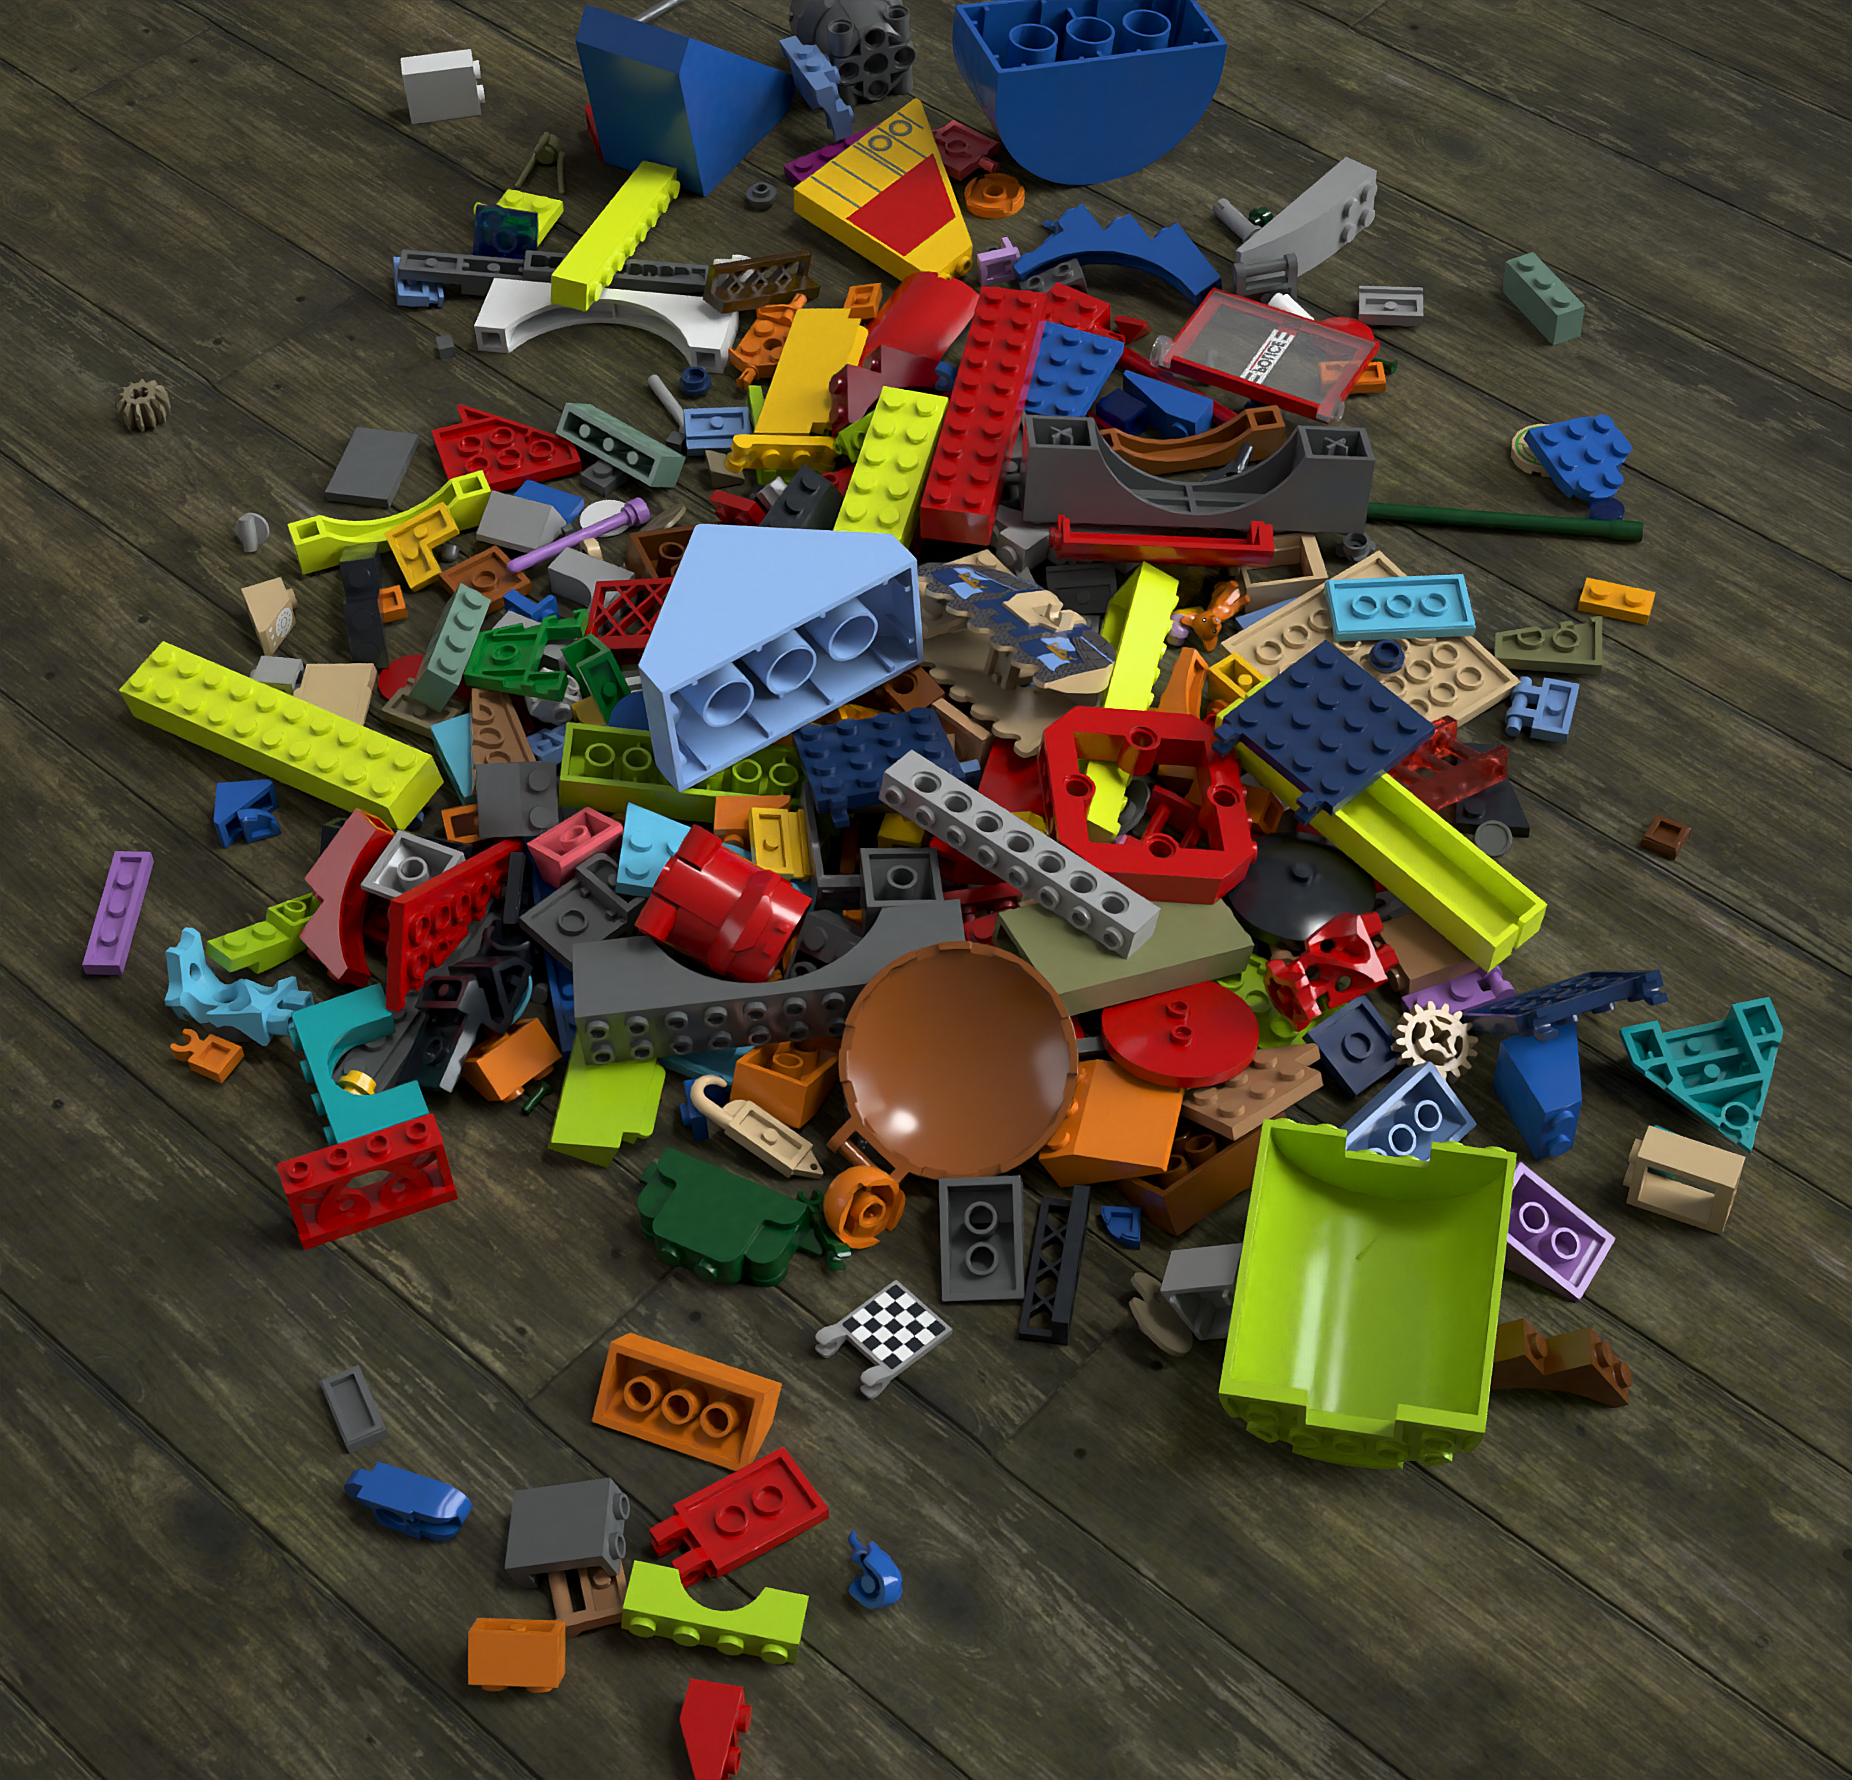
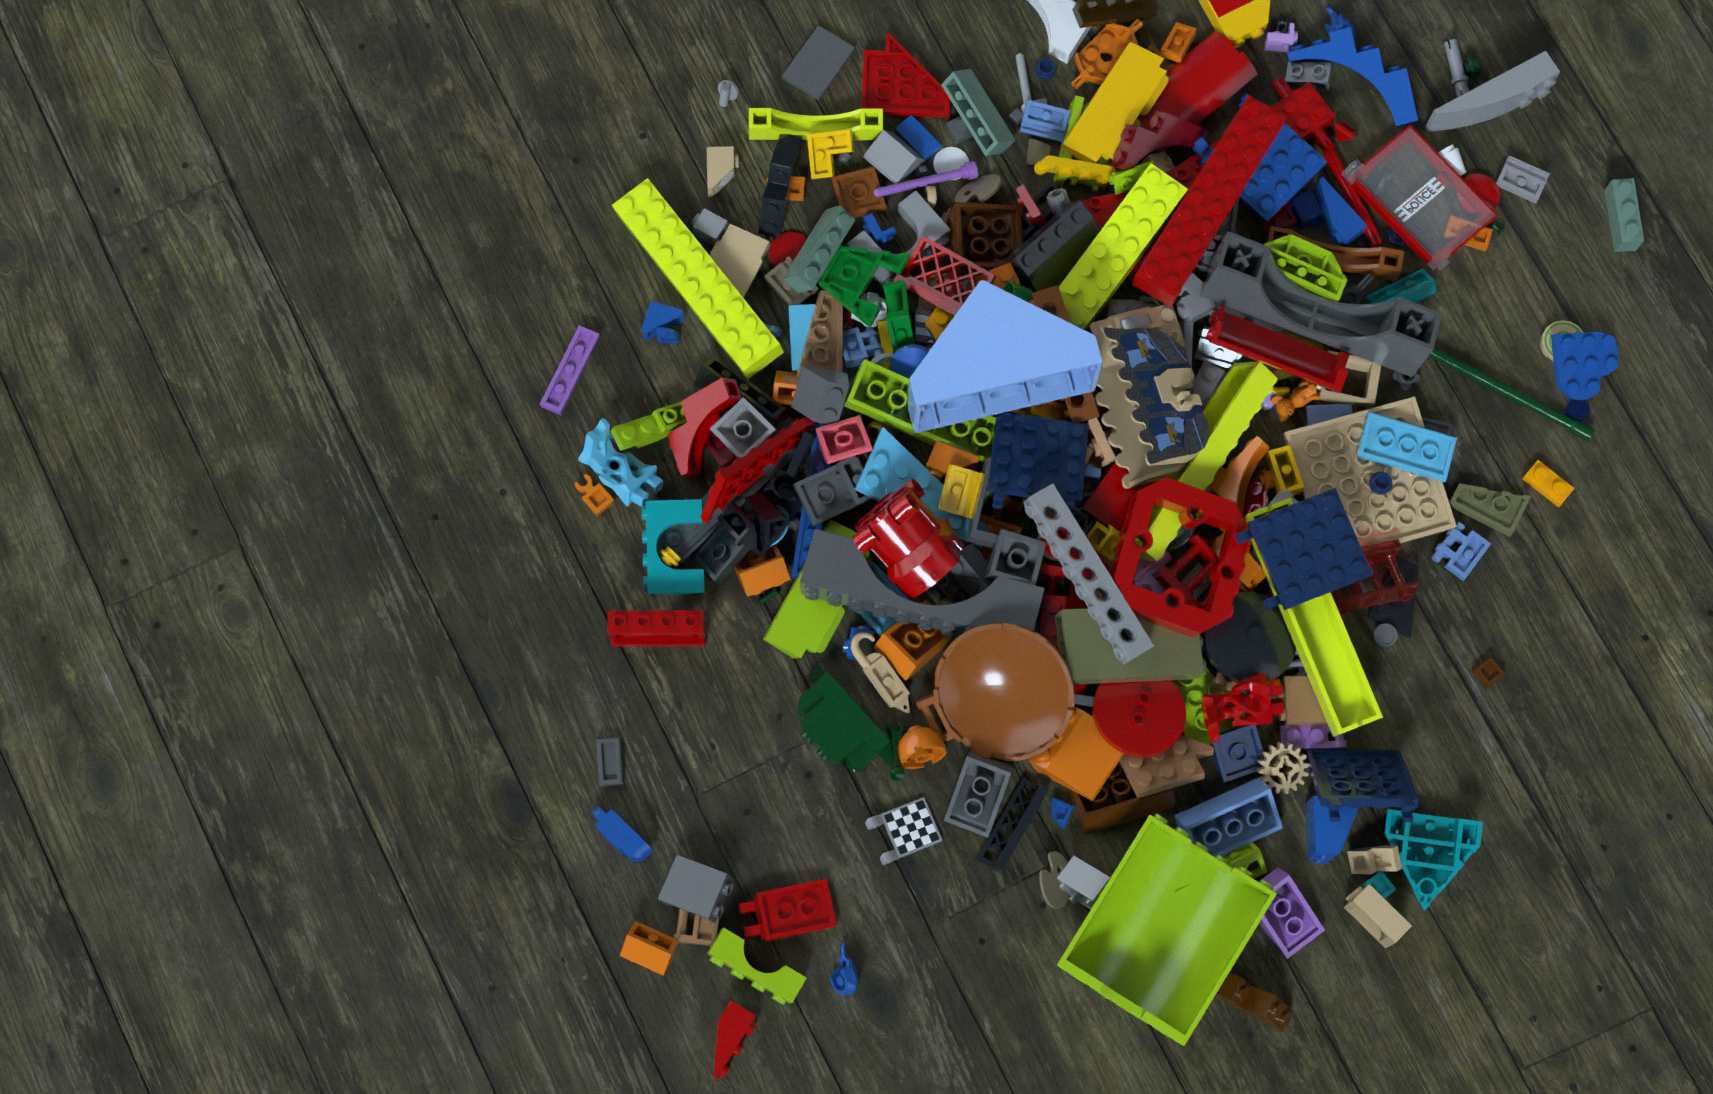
camera: 15 degrees right, 25 degrees up
(685, 1401) = (784, 831): orange slope -> none
(1163, 452) = (1308, 266): none -> lime wedge
(1266, 289) = (1444, 134): dark grey plate -> none
(1637, 1110) = (1374, 859): none -> tan slope

